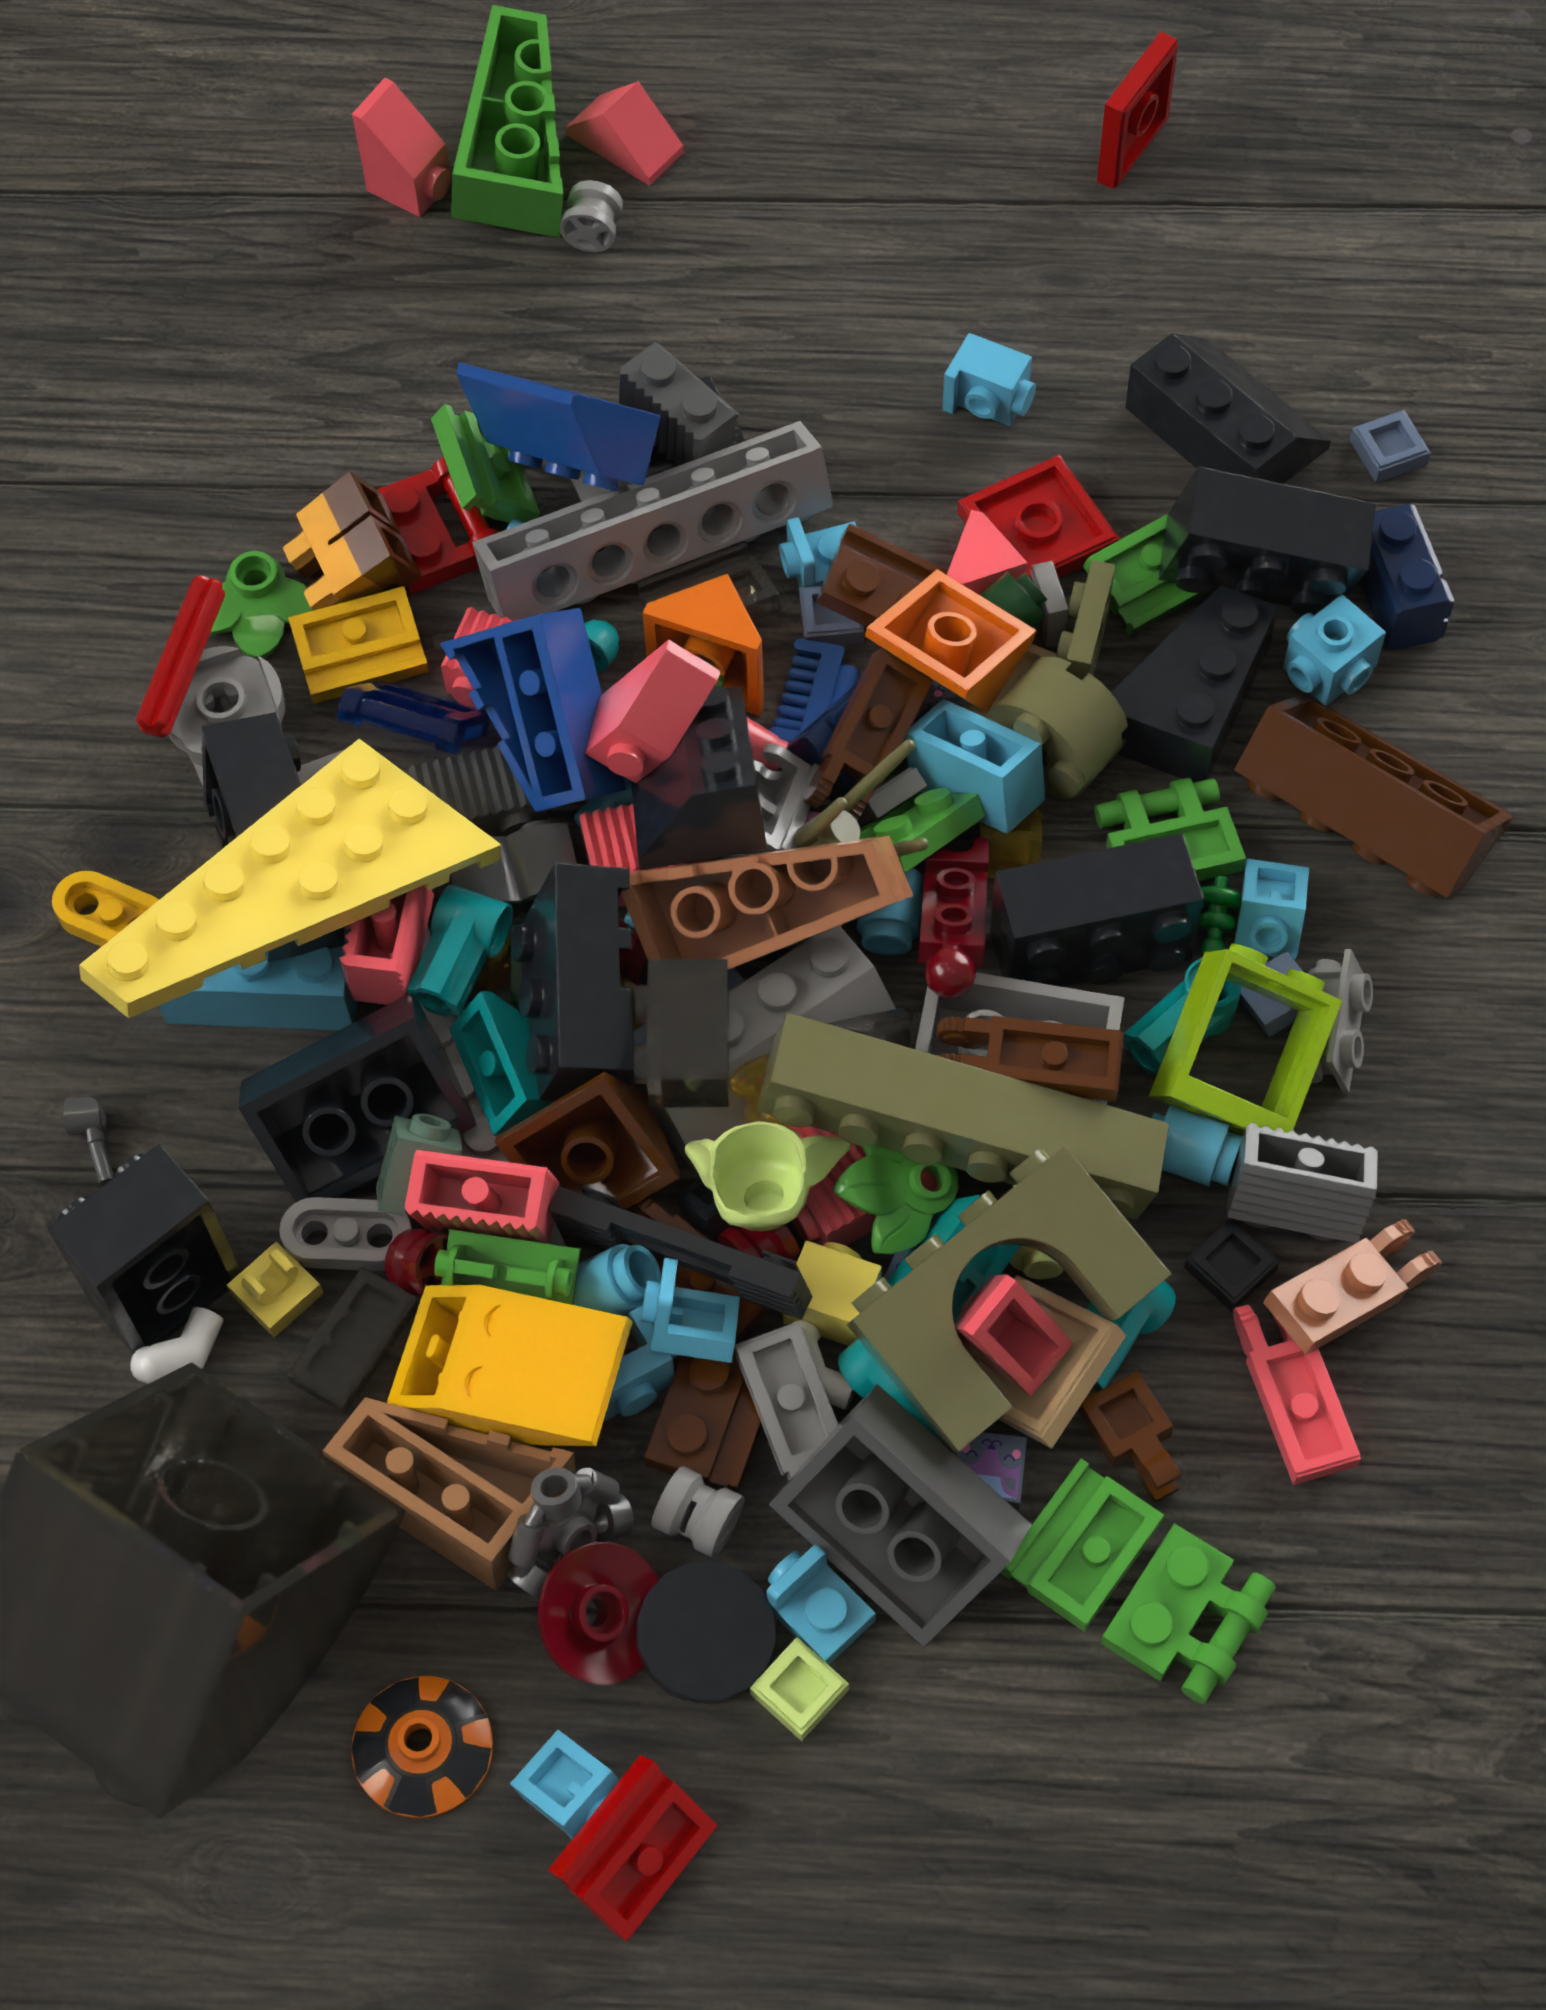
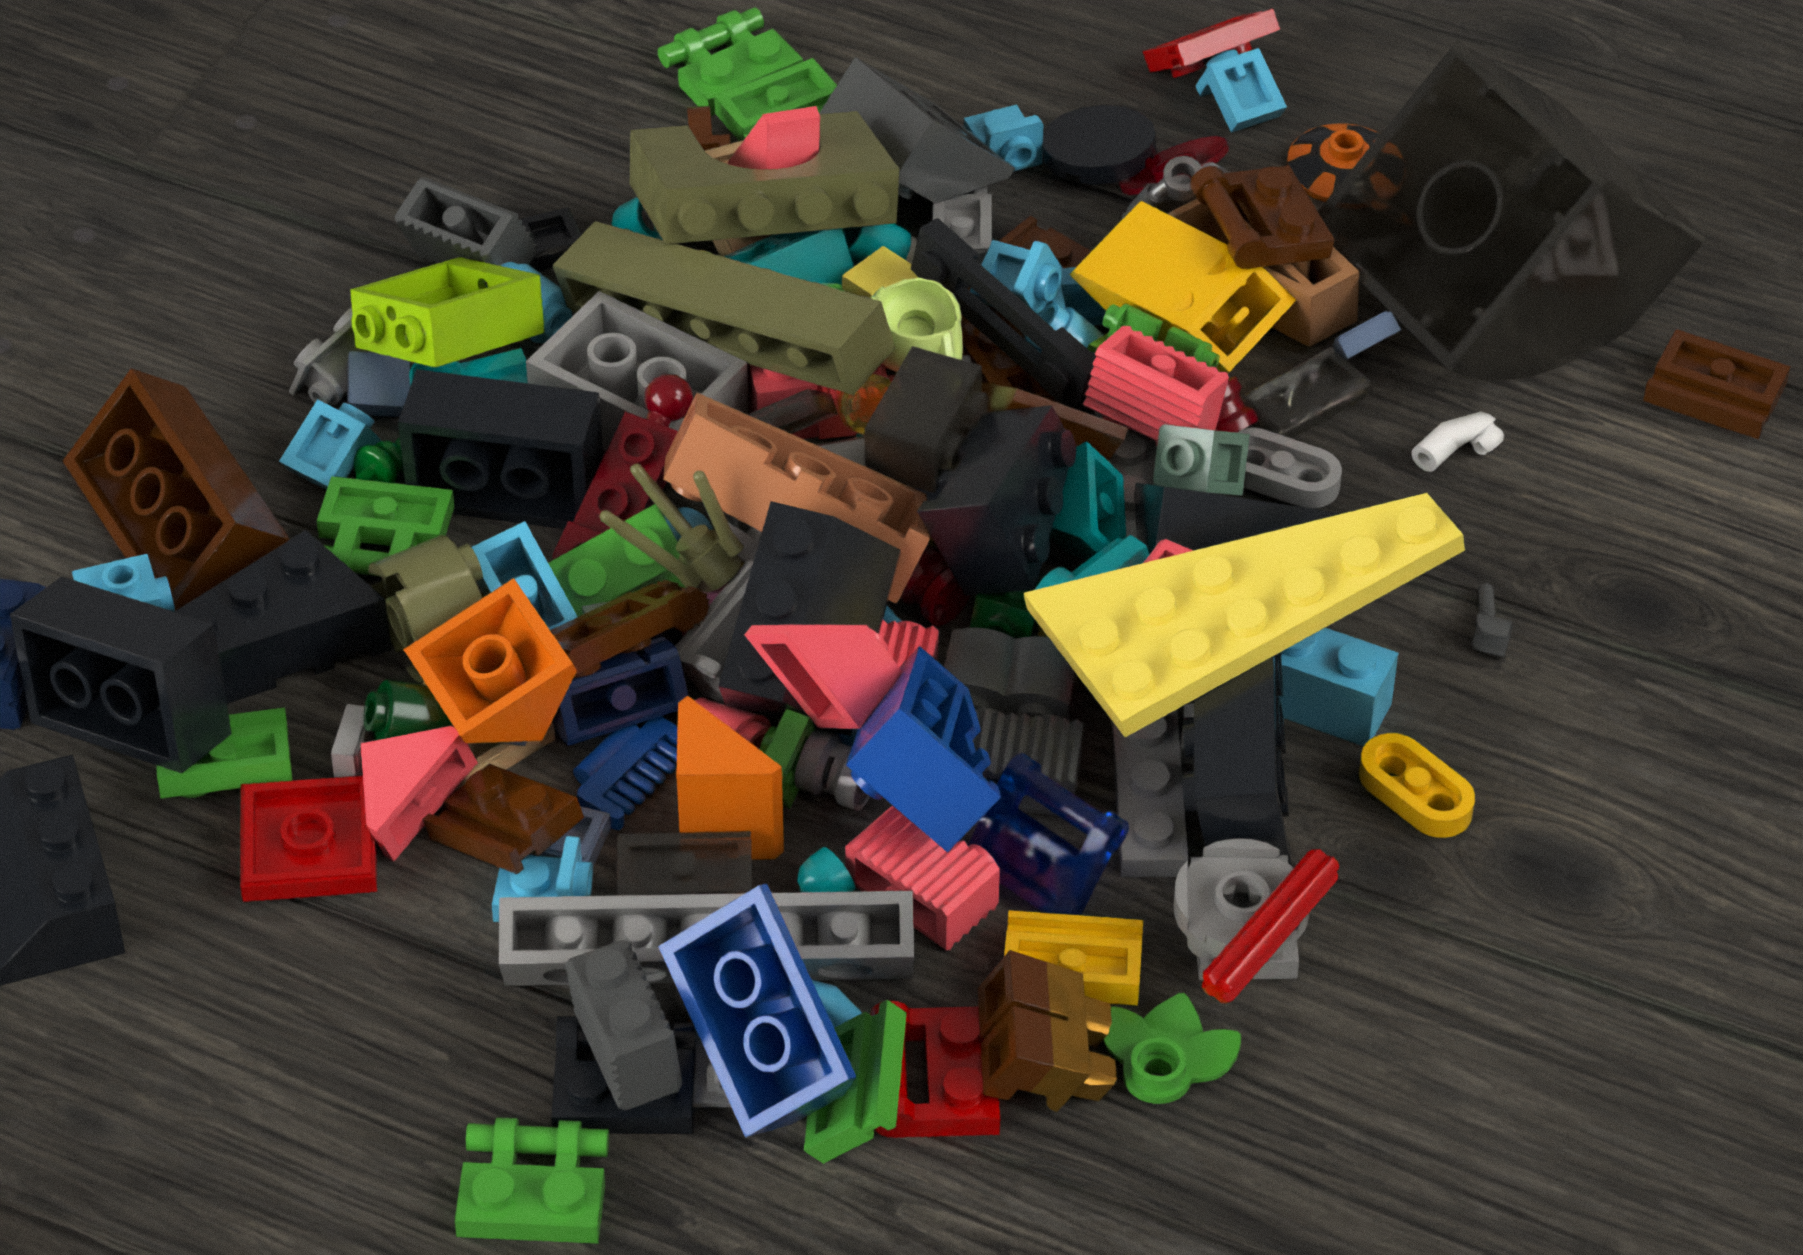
camera: 160 degrees left, 15 degrees down
(146, 1249) = (1467, 428): black brick -> none
(275, 1289) = (1364, 459): light yellow tile -> none
(310, 1414) = (1366, 335): none -> sand blue tile
(426, 1474) = (1276, 206): none -> reddish brown plate
(697, 1512) = (1064, 200): light grey wheel -> none
(702, 323) = (532, 1200): none -> bright green plate
(799, 1688) = (1042, 98): yellowish green tile -> none
(989, 381) = (261, 994): medium azure brick -> none
(1047, 1054) = (640, 322): reddish brown hinge -> none
(1091, 608) = (343, 677): olive plate -> none
(1297, 1402) = (561, 142): coral hinge -> none
(1348, 1288) = (484, 171): nougat hinge -> none

